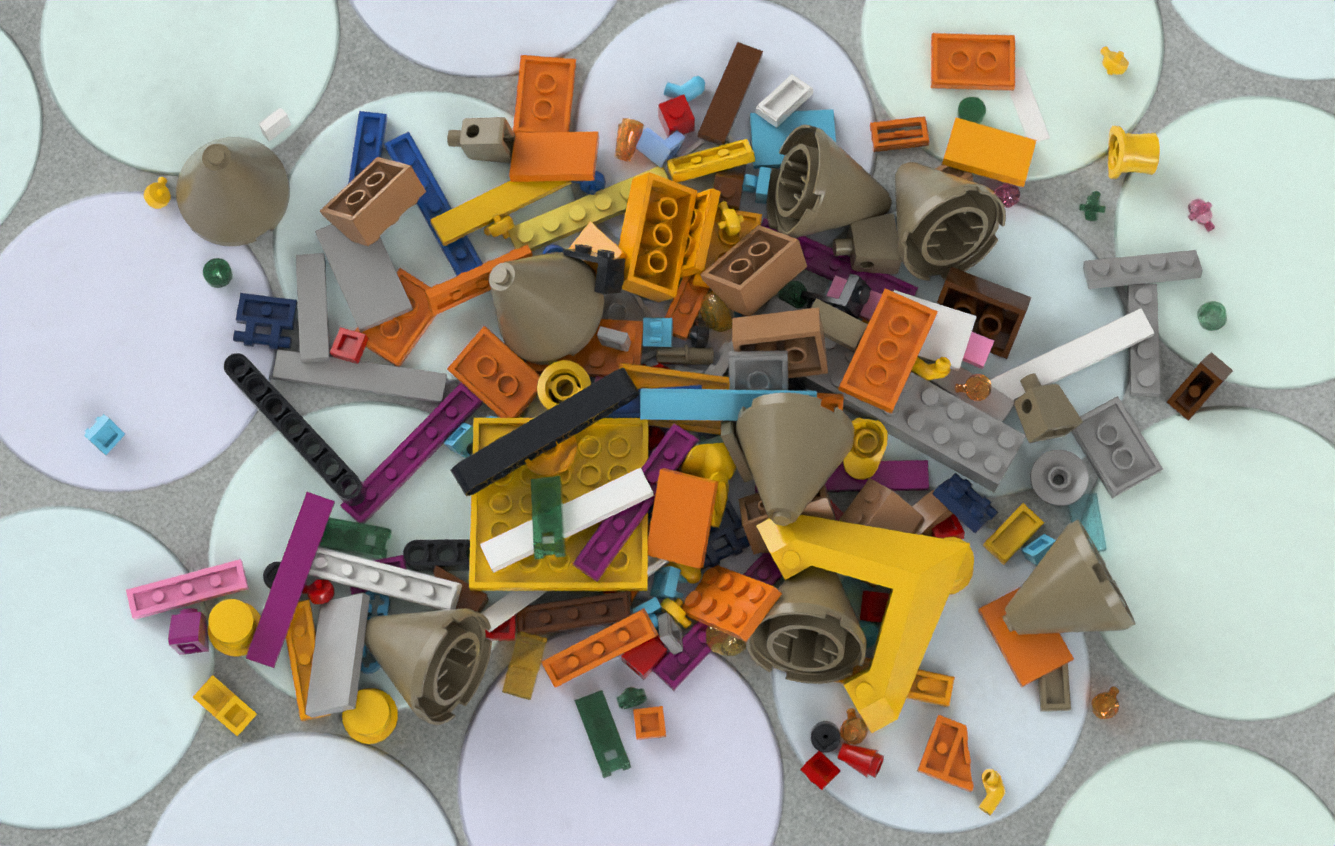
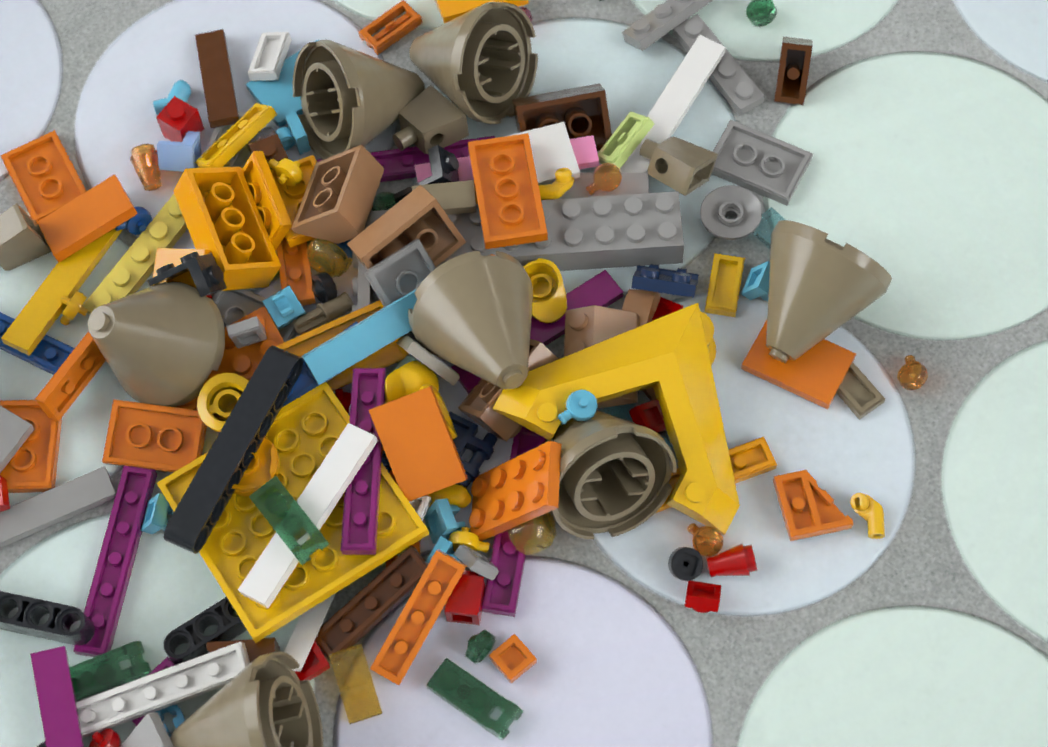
camera: 30 degrees left, 10 degrees down
(818, 572) = (580, 406): none -> medium azure piece
(1017, 361) = (625, 139): none -> yellowish green tile

